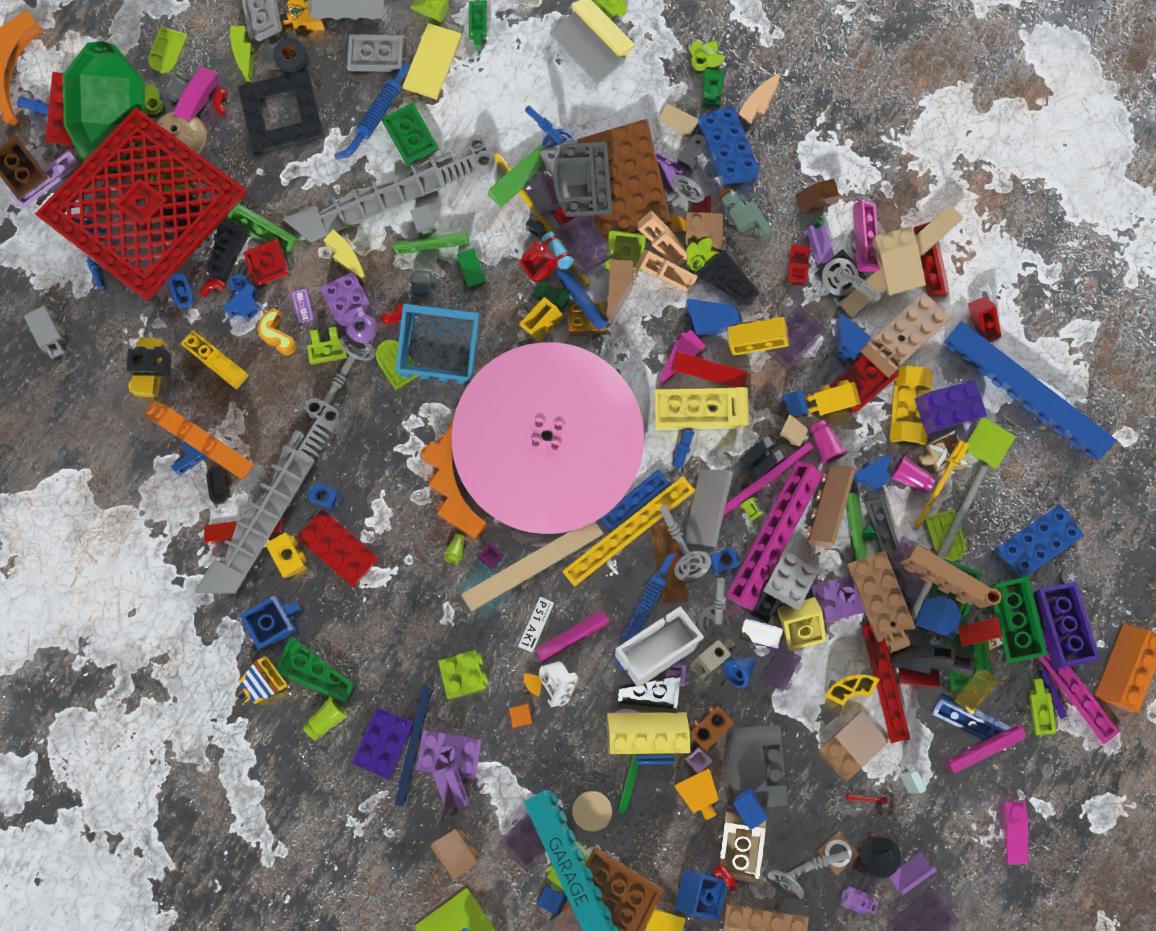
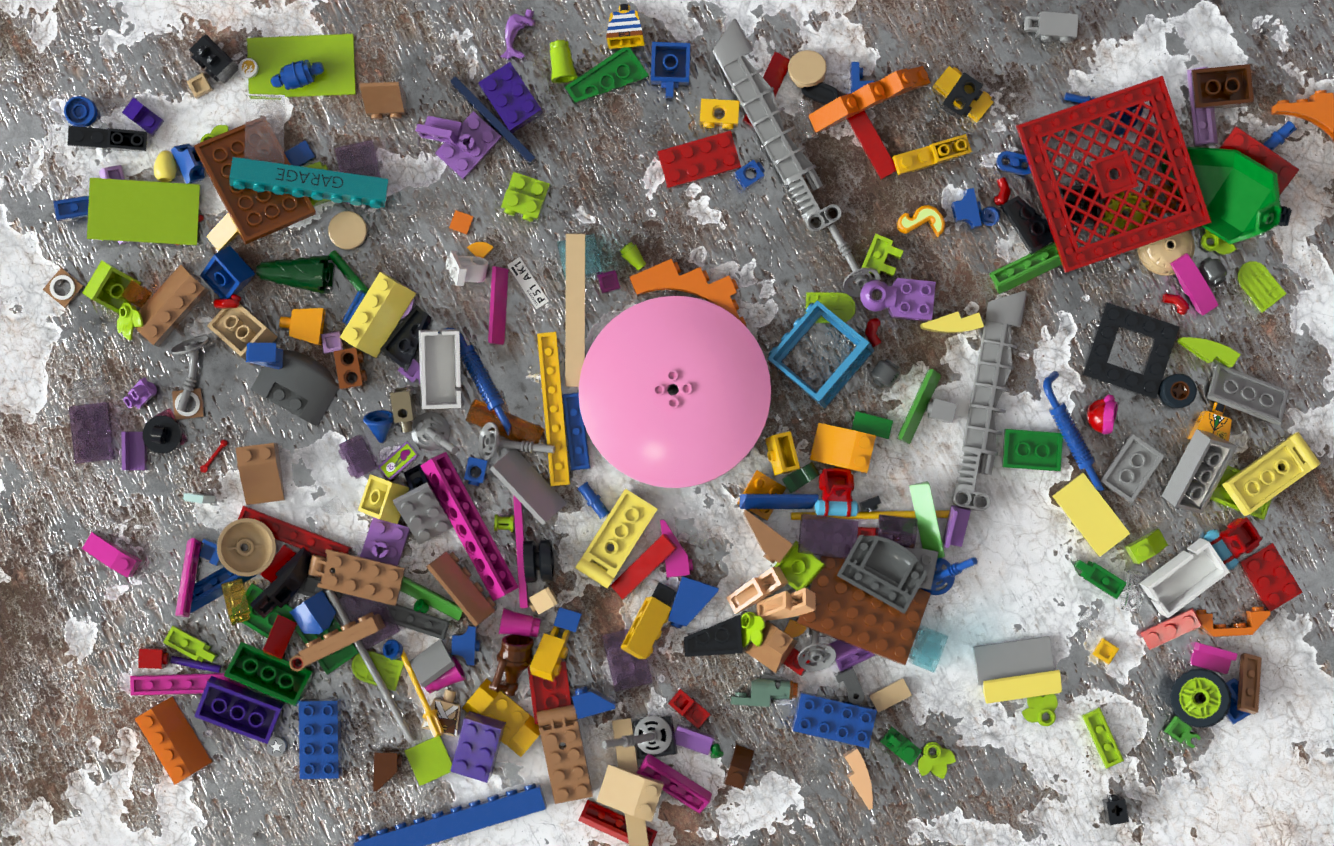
camera: 115 degrees right, 10 degrees up
(203, 506) = (807, 68): none -> tan tile
(237, 413) = (872, 144): none -> red tile
(266, 263) = (992, 251): red plate -> none
(302, 306) = (934, 259): medium lavender sticker -> none
(316, 783) = (514, 25): none -> medium lavender animal
(346, 97) = (1102, 414): none -> piece
(504, 277) = (842, 447): none -> light orange slope
(510, 152) = (956, 526): none -> medium lavender panel
(621, 109) = (927, 648): none -> clear light blue brick
(657, 828) = (305, 273): none -> dark green cone
(720, 344) = (663, 593): none -> black tile
(851, 686) = (306, 502): yellow brick -> none
(858, 425) = (513, 660): none -> reddish brown piece
(910, 490) = (432, 663): none -> light grey tile
(921, 532) = (392, 649): none -> blue tile
(925, 700) = (259, 542): none -> tan hat
(948, 743) = (209, 551): none -> blue panel
(985, 318) = (535, 832): red slope -> none
(1021, 473) = (385, 766): none -> reddish brown slope
(1075, 733) = (153, 658): none -> red brick

